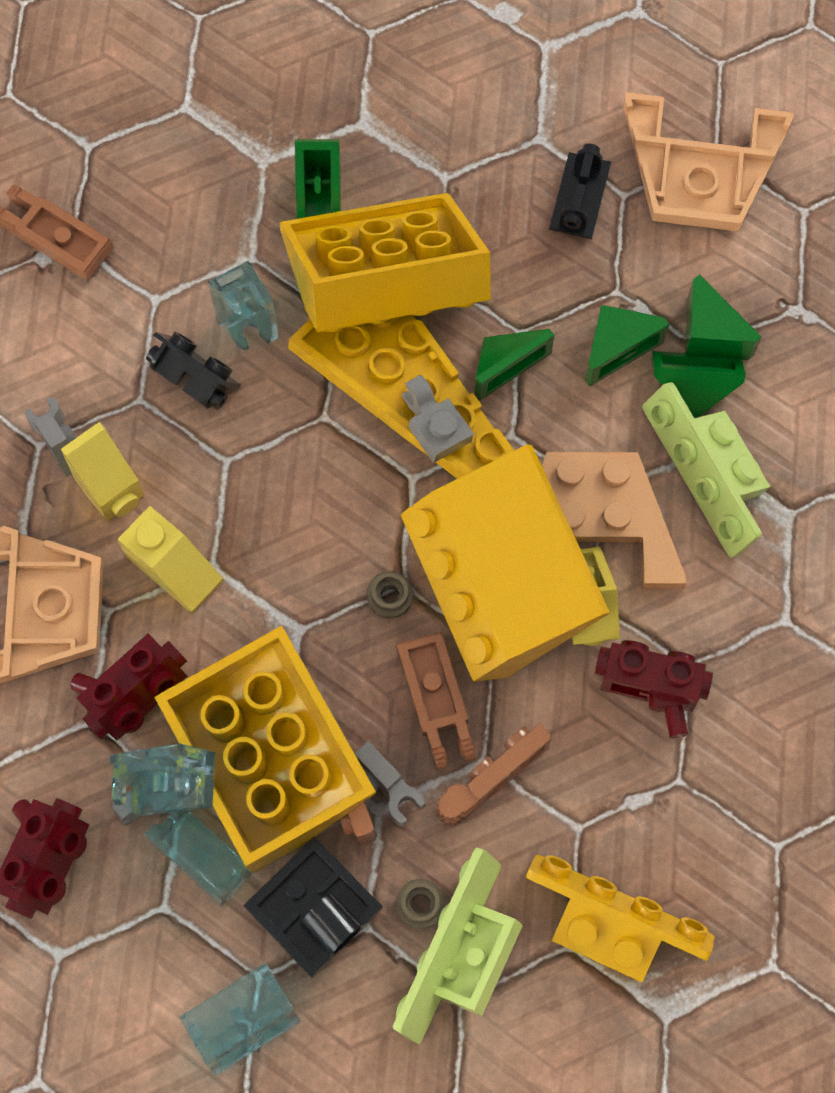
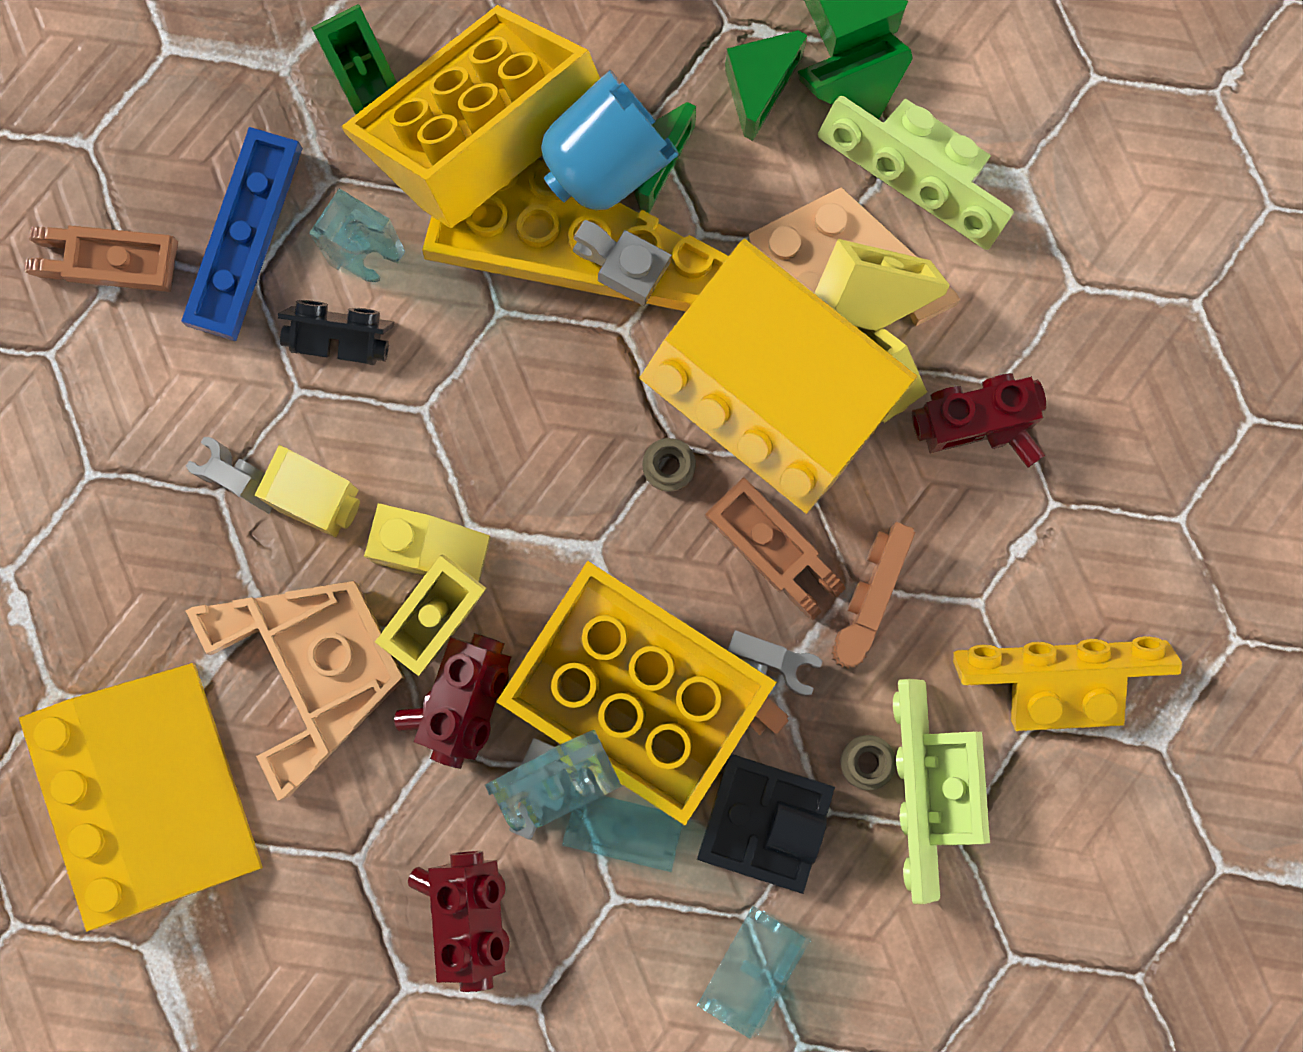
camera: 25 degrees left, 10 degrees up
(142, 608) = (431, 615): none -> light yellow slope
(163, 264) = (242, 234): none -> blue plate
(464, 327) = (603, 146): none -> dark azure cylinder
(621, 535) = (877, 285): none -> light yellow slope

